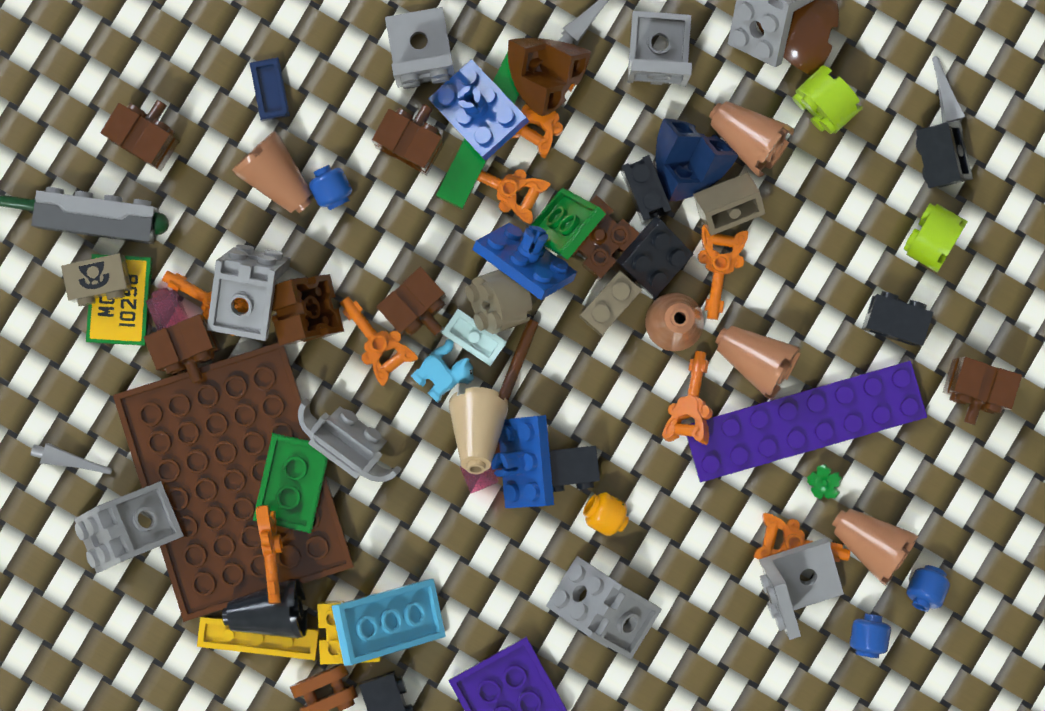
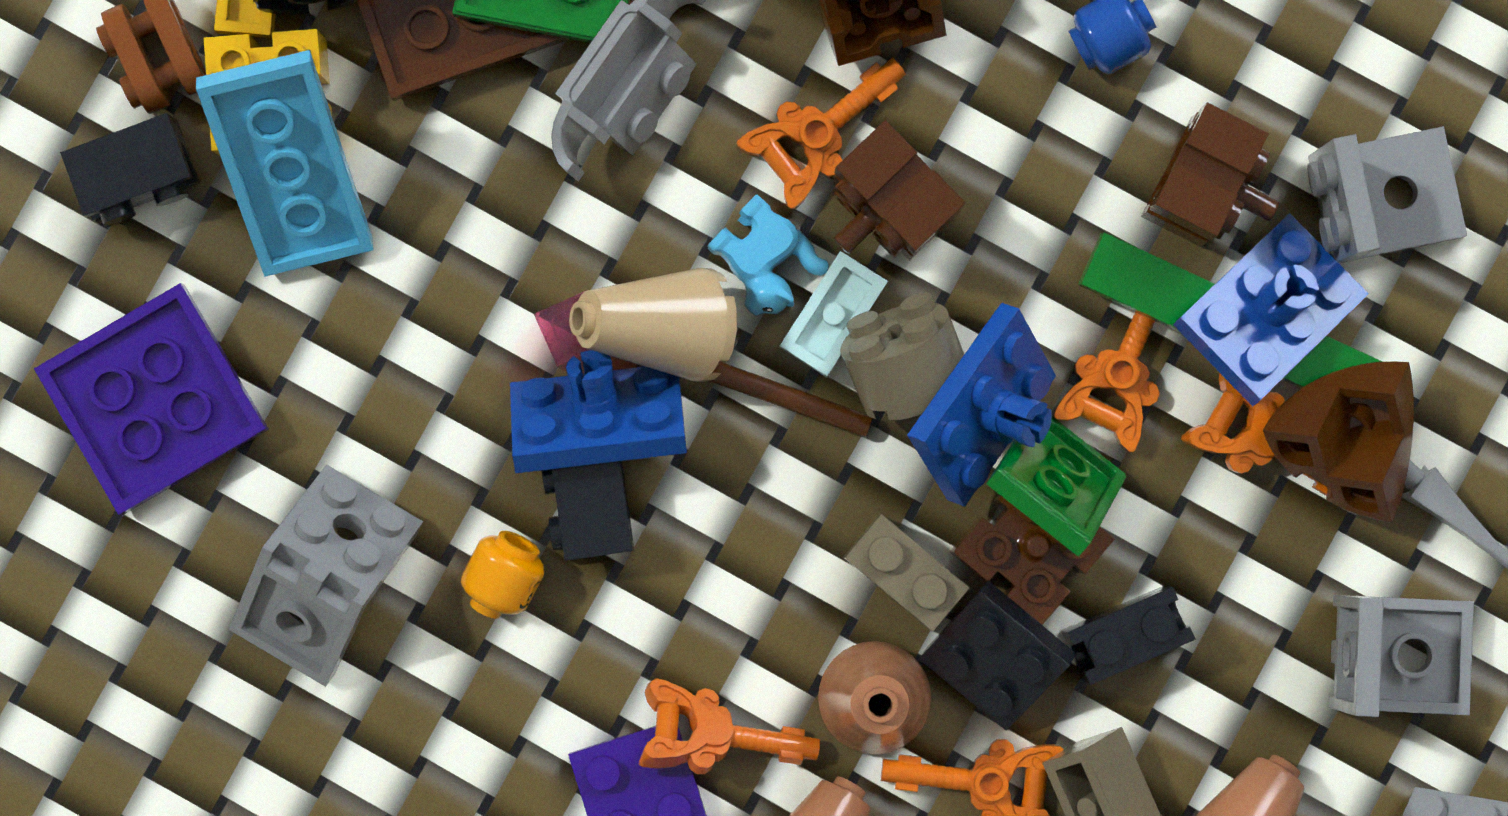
camera: 90 degrees right, 0 degrees up
(689, 159) = (1188, 718): dark blue brick -> none

